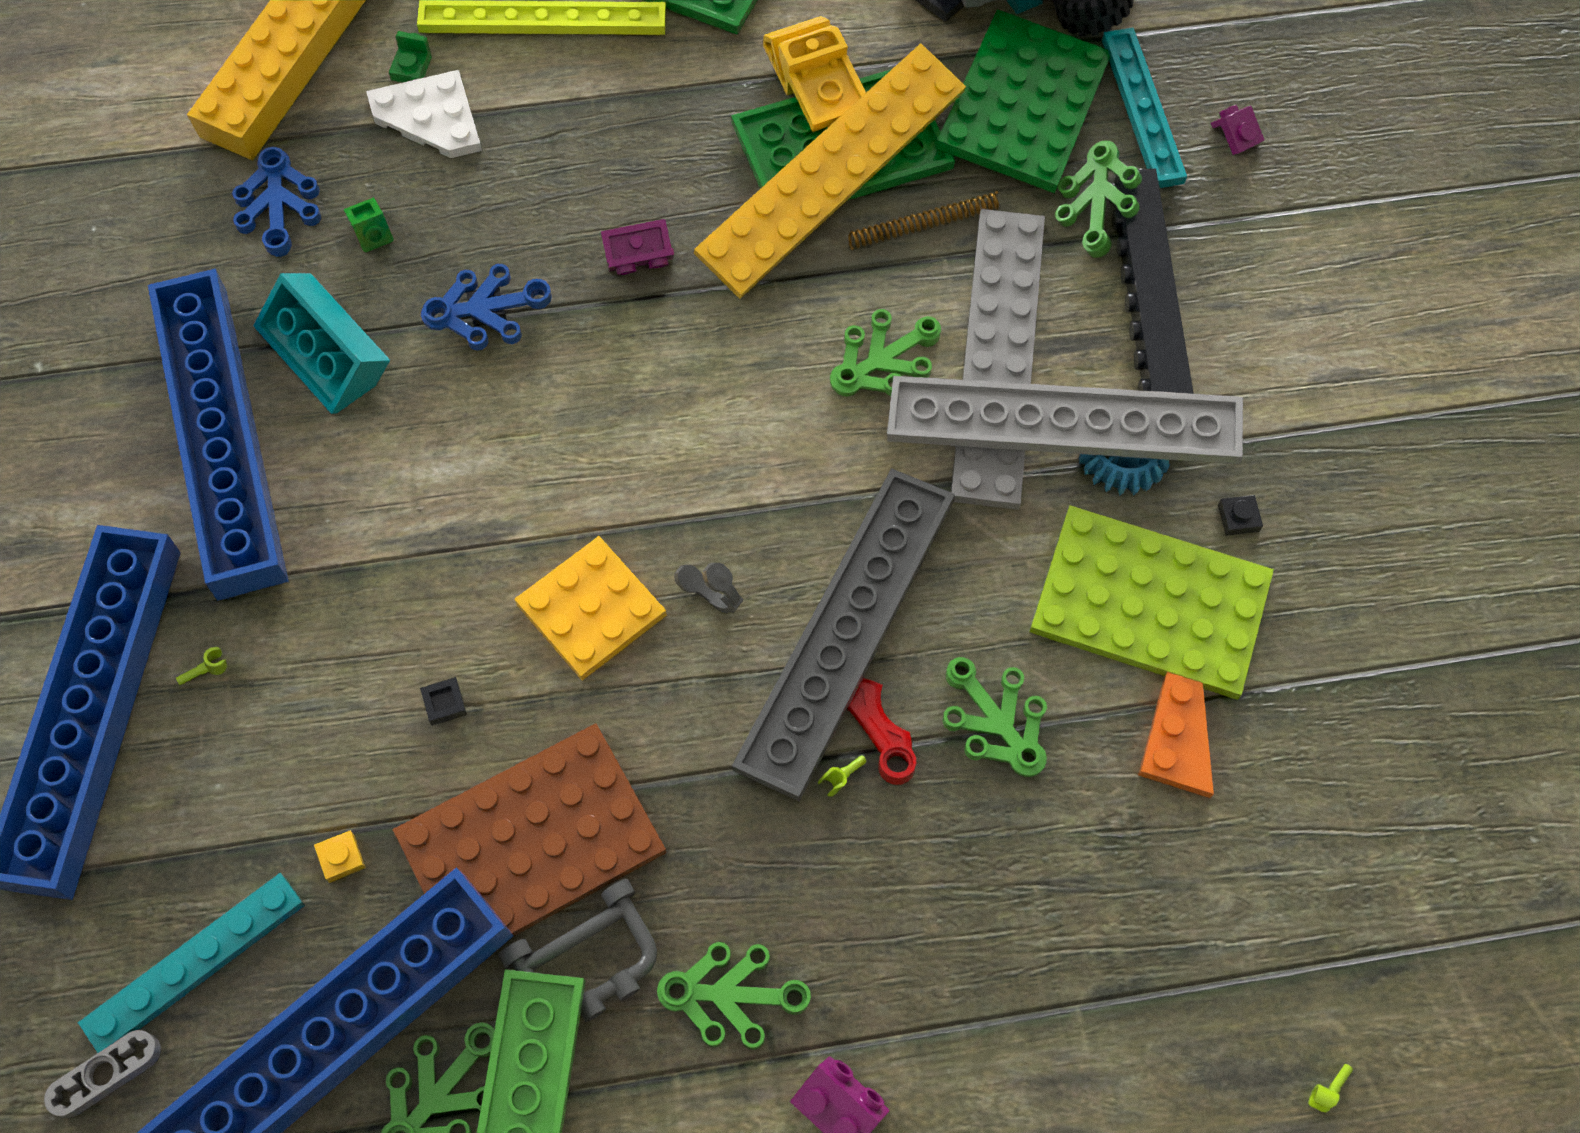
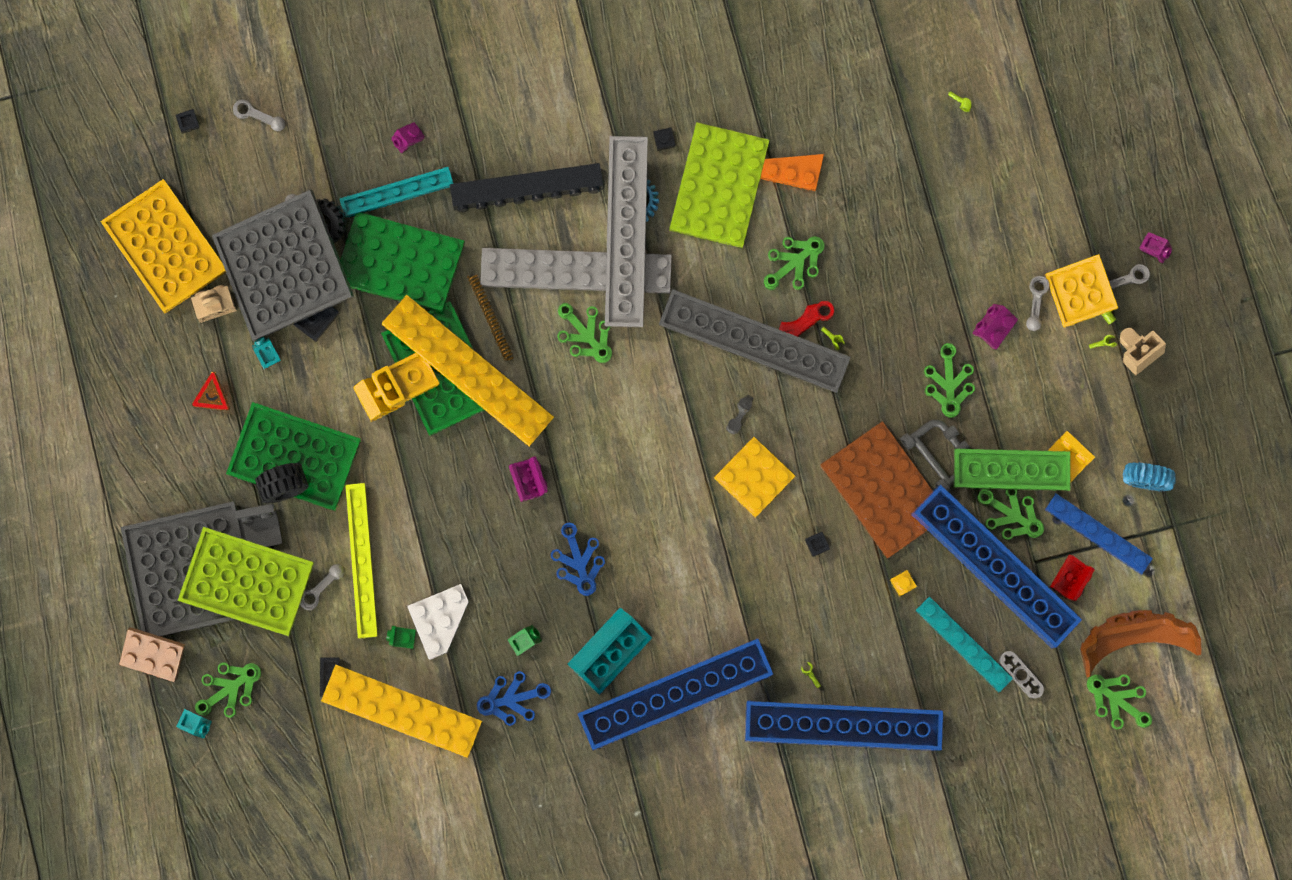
camera: 95 degrees left, 15 degrees up
(1097, 194) = (466, 216): bright green plant -> none

